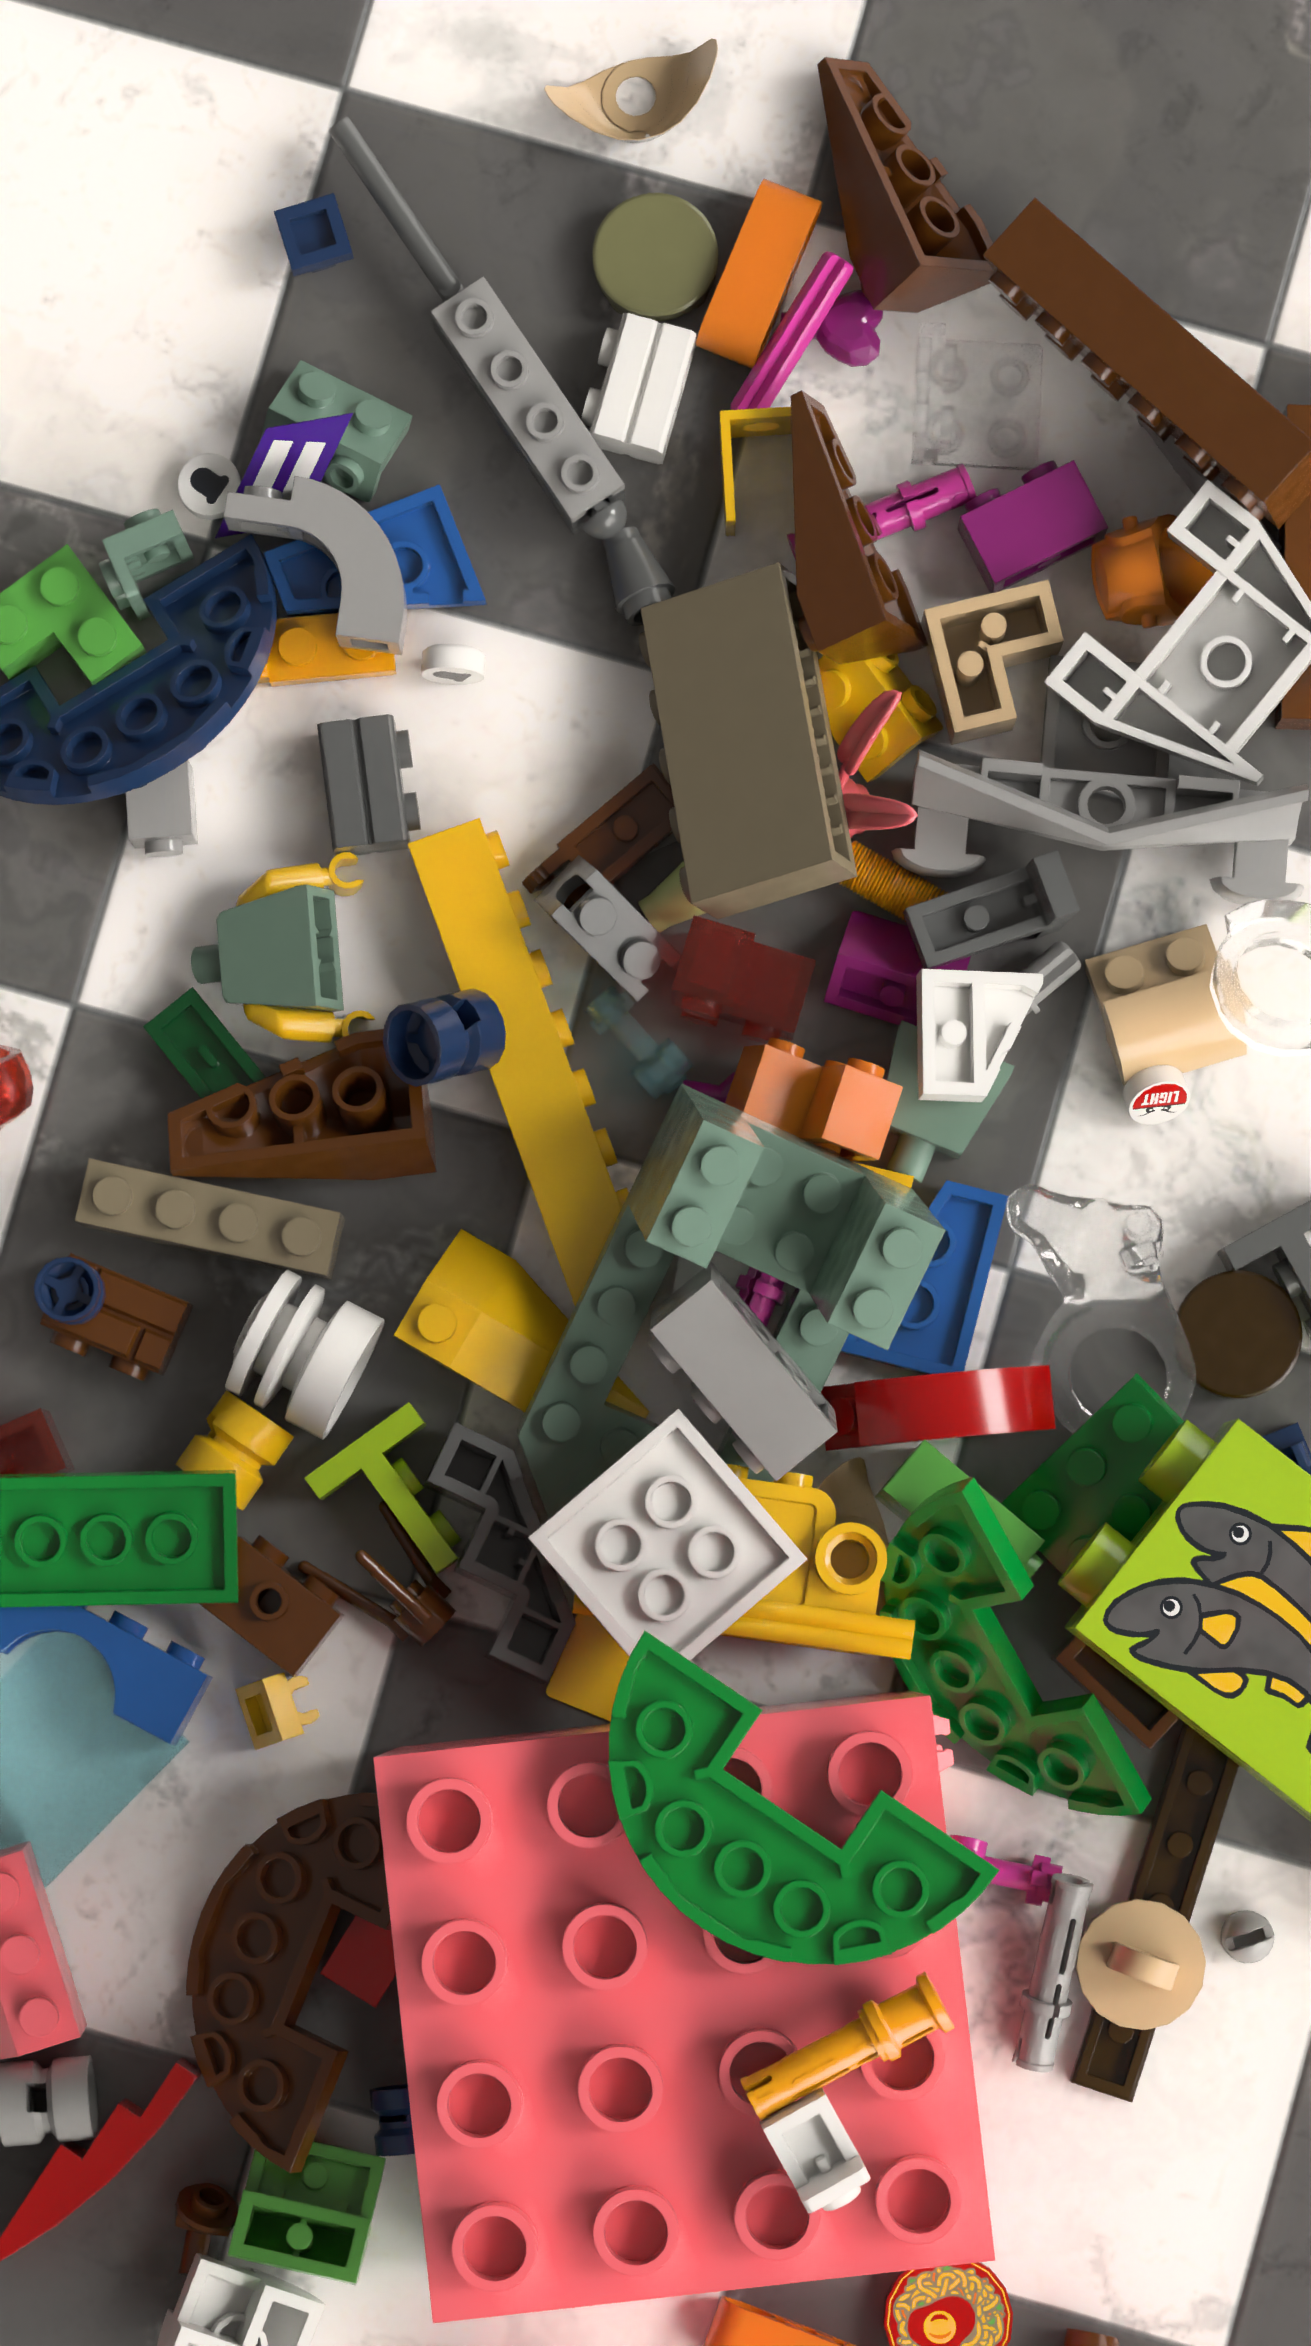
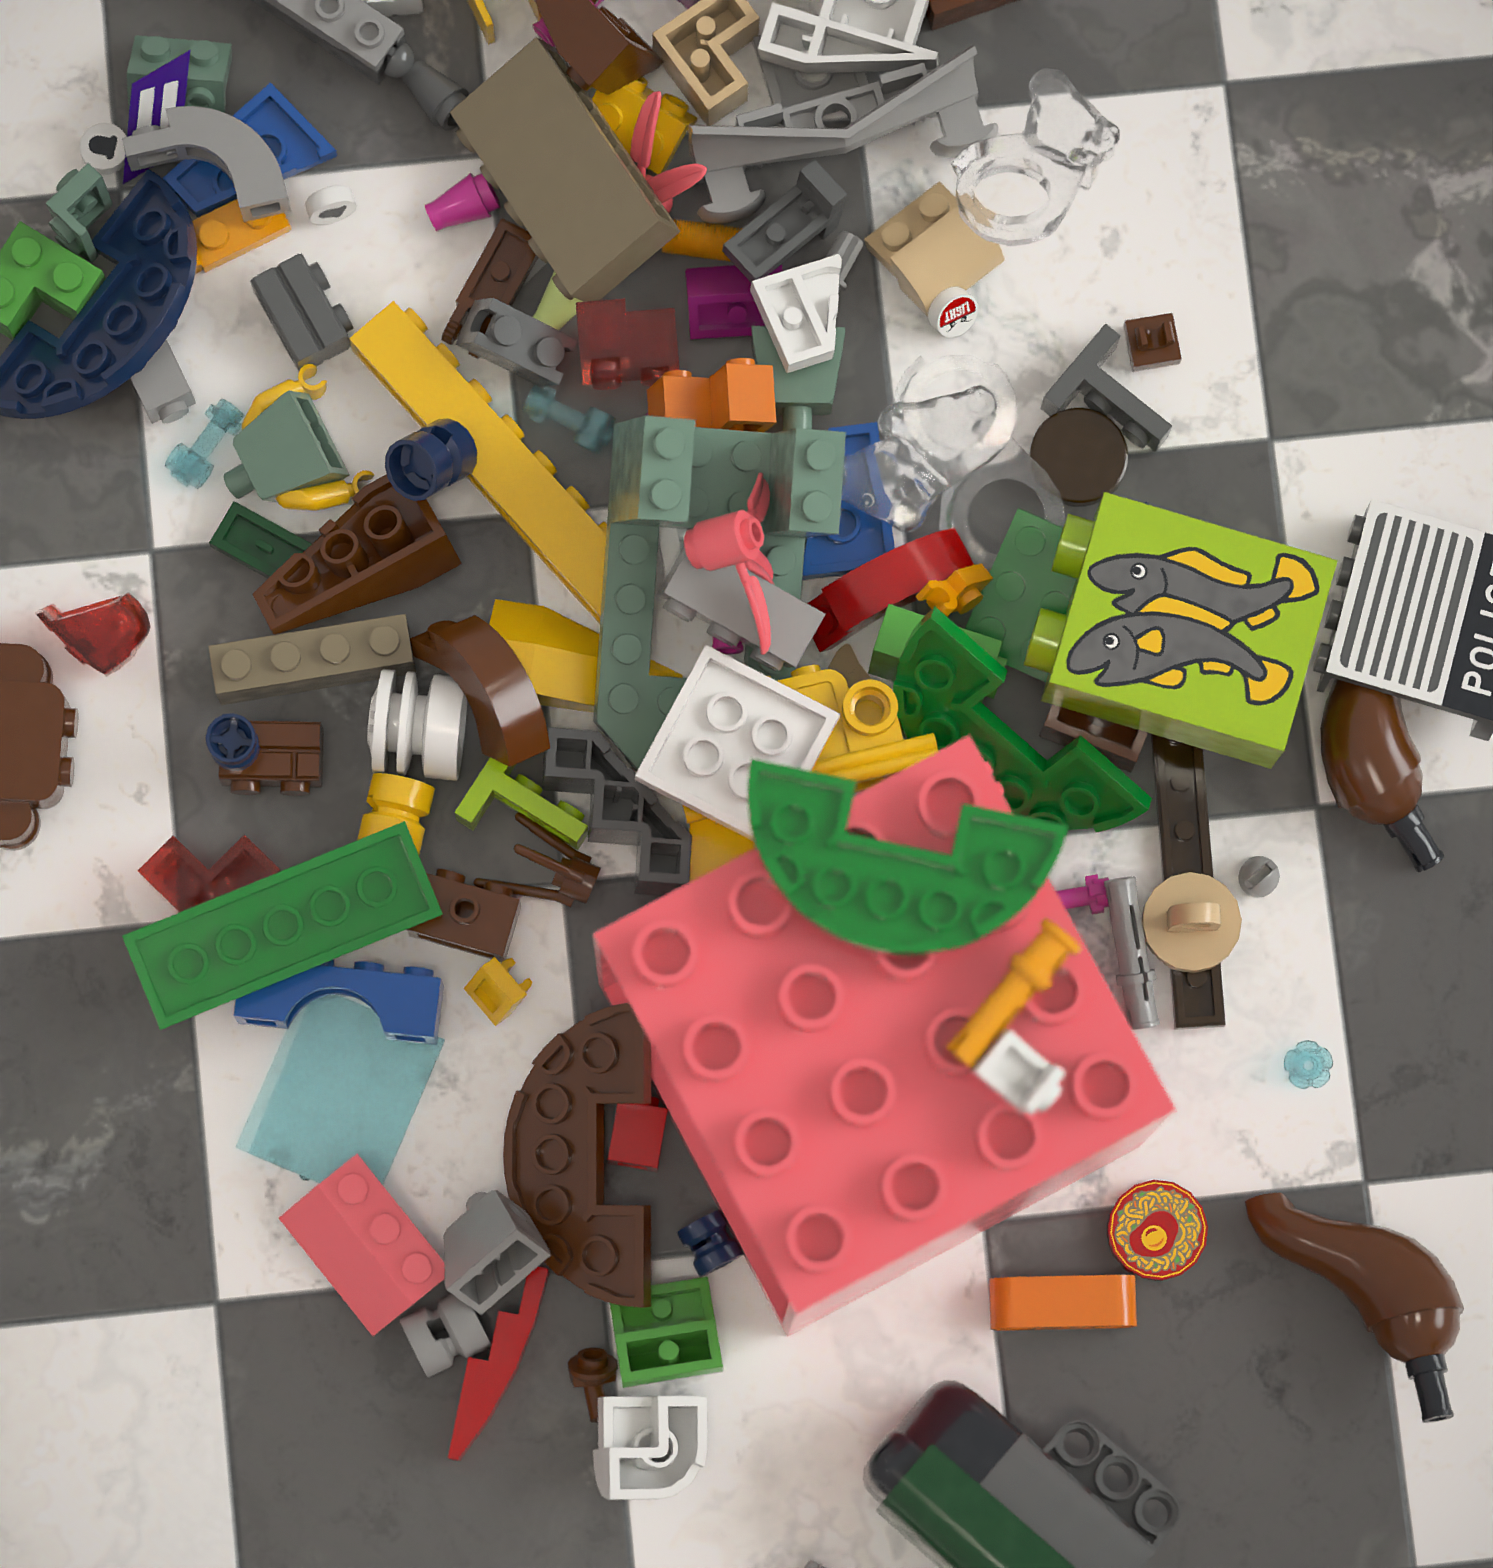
camera: 30 degrees left, 5 degrees down
(136, 2028) = (490, 1250): none -> light grey torso
(160, 919) = (190, 464): none -> clear light blue bar
(406, 1342) = (494, 683): none -> reddish brown arch
(614, 725) = (463, 203): none -> dark pink cone
(760, 1309) = (737, 542): none -> coral plant
(1016, 1452) = (957, 593): none -> light orange plate
(1021, 1274) = (909, 469): none -> clear animal
(1217, 2209) = (1321, 1061): none -> clear light blue plate

